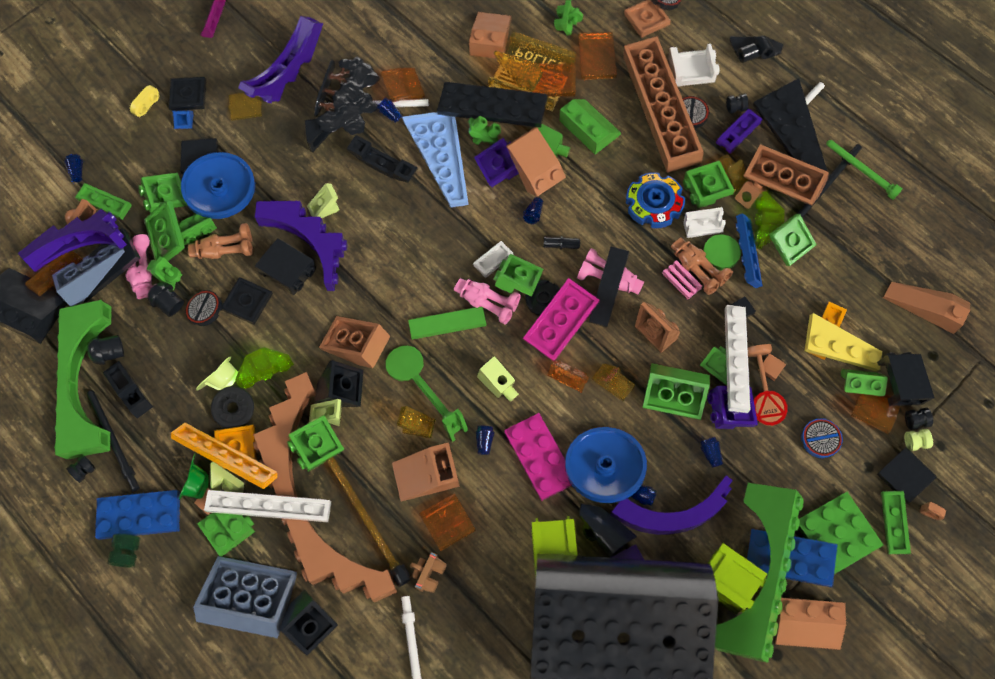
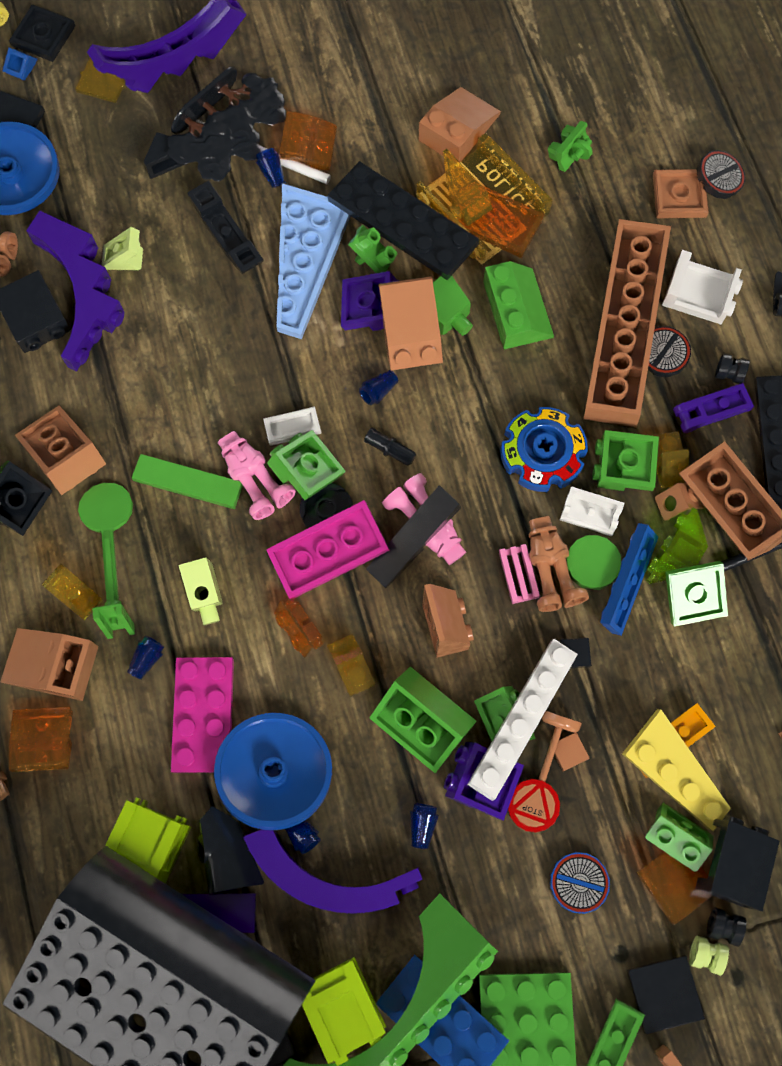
camera: 25 degrees right, 5 degrees up
(597, 55) = (582, 216): clear orange tile -> none

